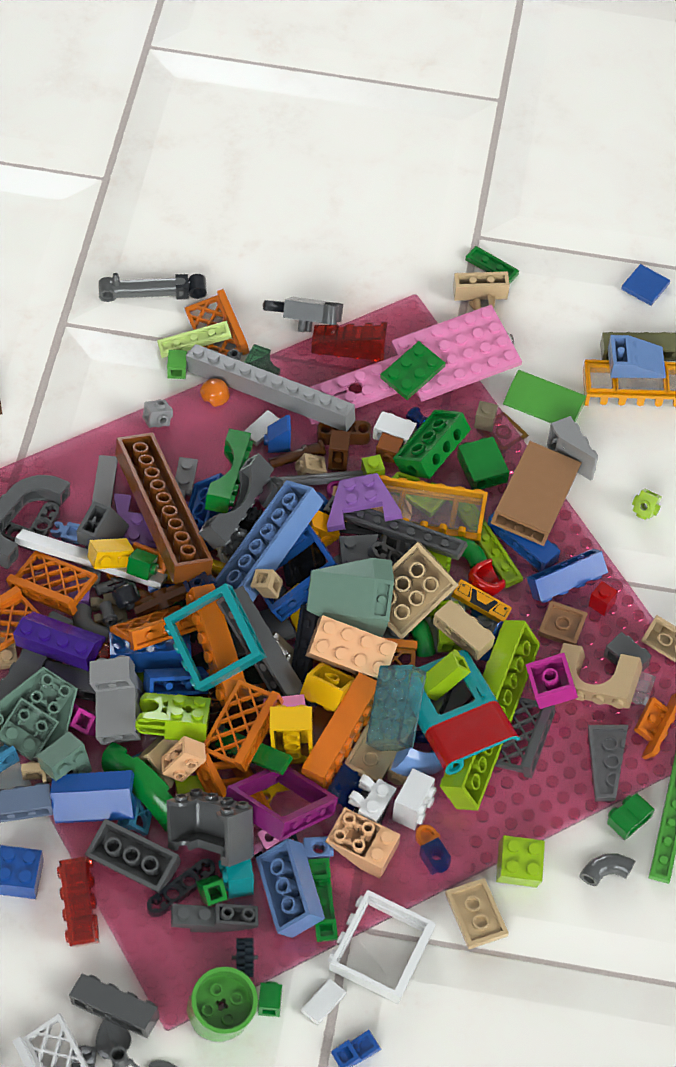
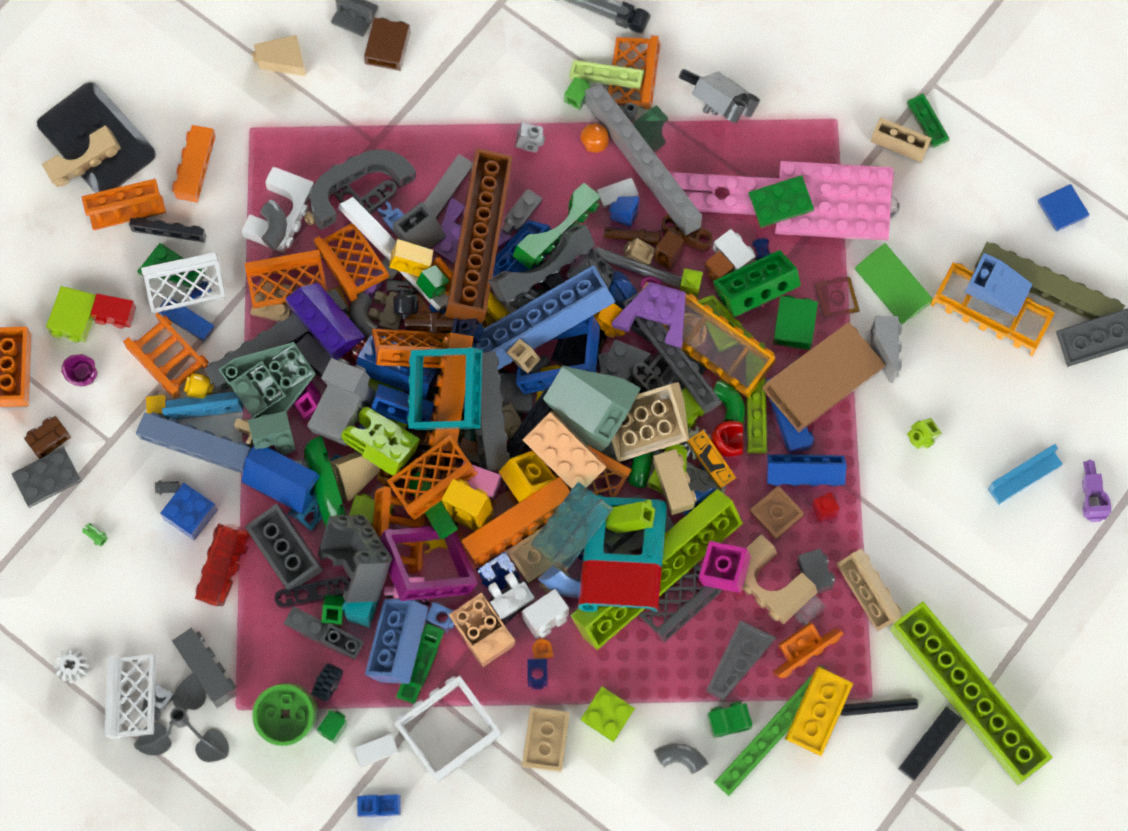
camera: 30 degrees right, 15 degrees up
(109, 617) = (382, 313): dark grey pin -> none
(183, 759) = (366, 484): light nougat brick -> none
(350, 341) = (744, 144): clear red wedge -> none
(476, 303) = (887, 162): tan piece -> none
(485, 416) = (825, 276): dark tan brick -> none

